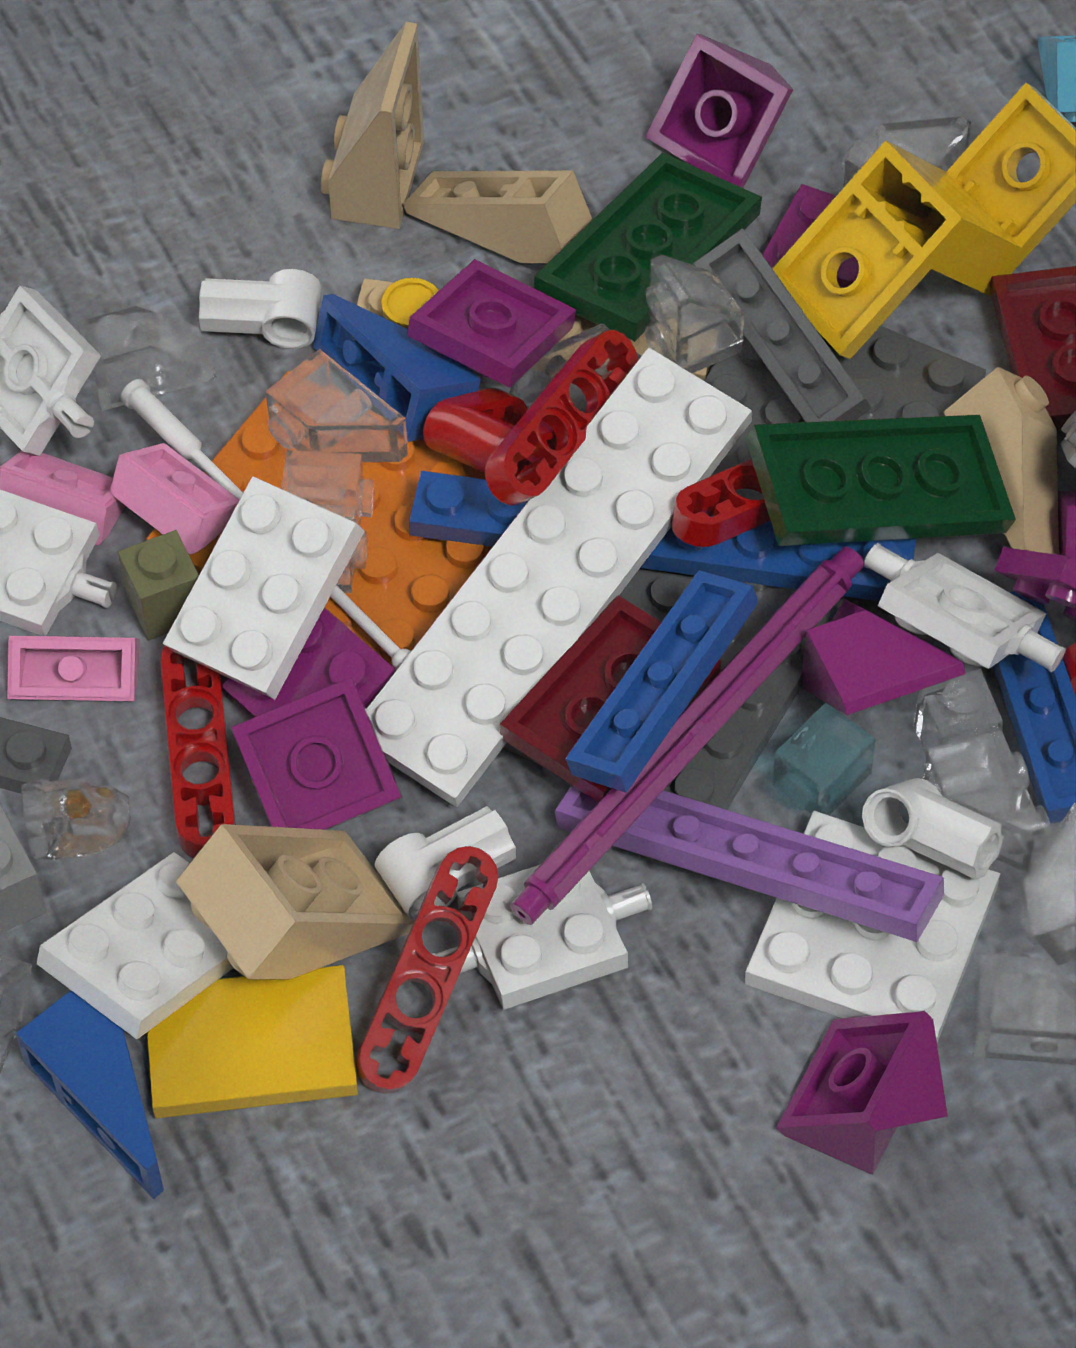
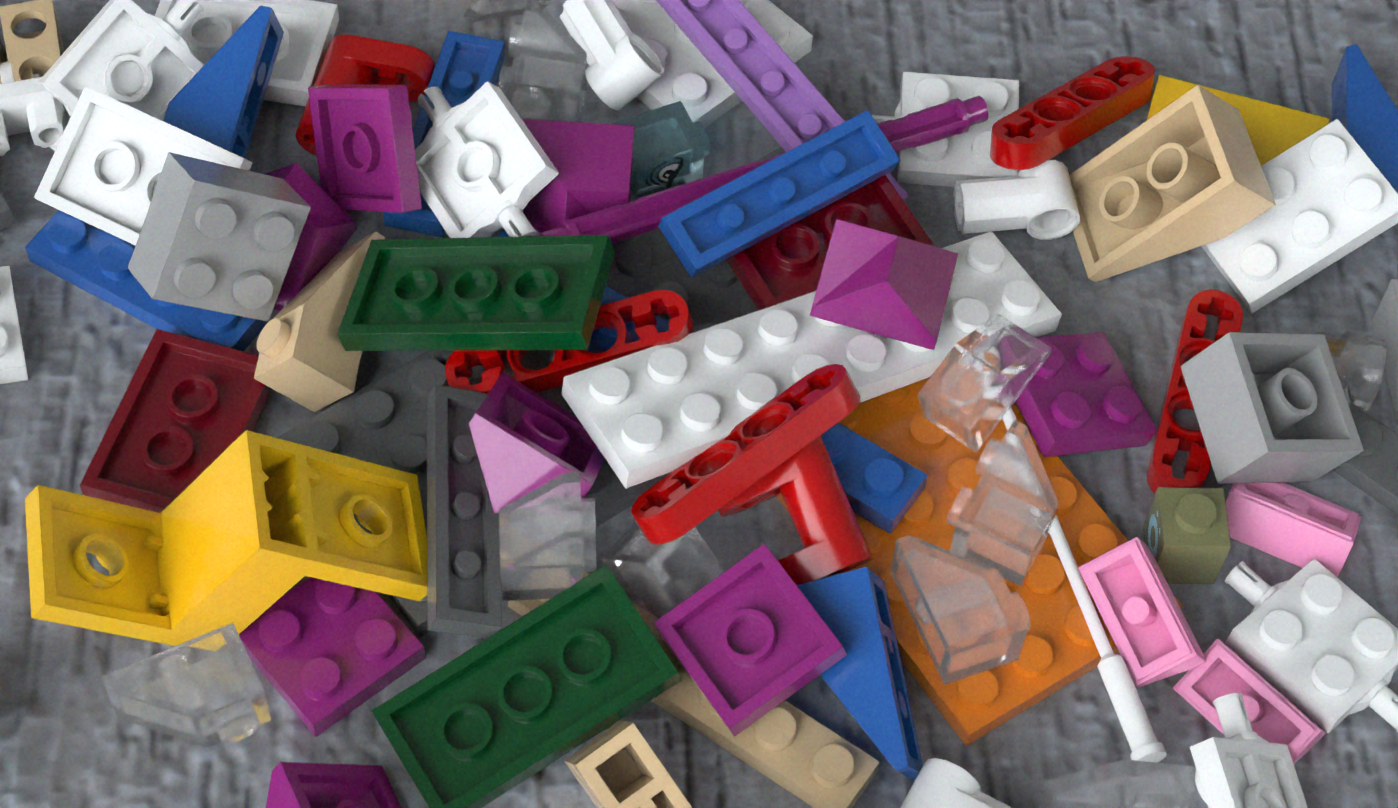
camera: 160 degrees left, 0 degrees up
(118, 698) = (1271, 408): none -> light grey brick
(264, 587) = (1100, 441): white plate -> none
(317, 760) = (1103, 302): magenta plate -> none
(394, 596) = (981, 380): none -> clear slope
(405, 298) = (812, 734): yellow piece -> none
(522, 637) = (884, 284): none -> magenta slope
(755, 363) = (528, 443): none -> magenta slope

